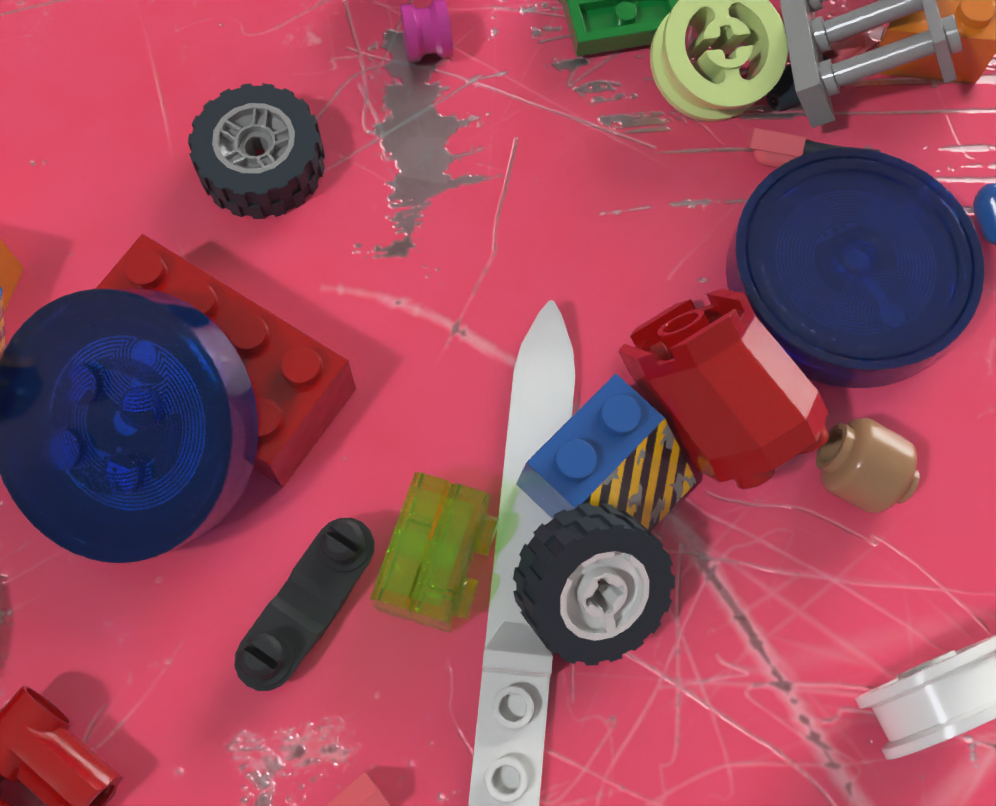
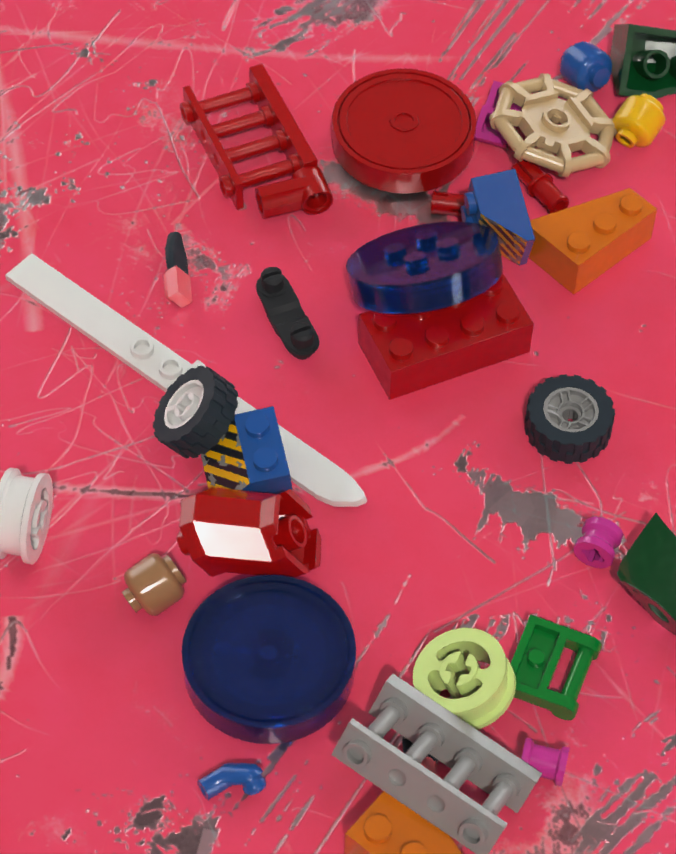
camera: 125 degrees right, 15 degrees down
(434, 552) = (268, 372): clear neon green brick -> none
(778, 148) = (359, 703): coral piece -> none

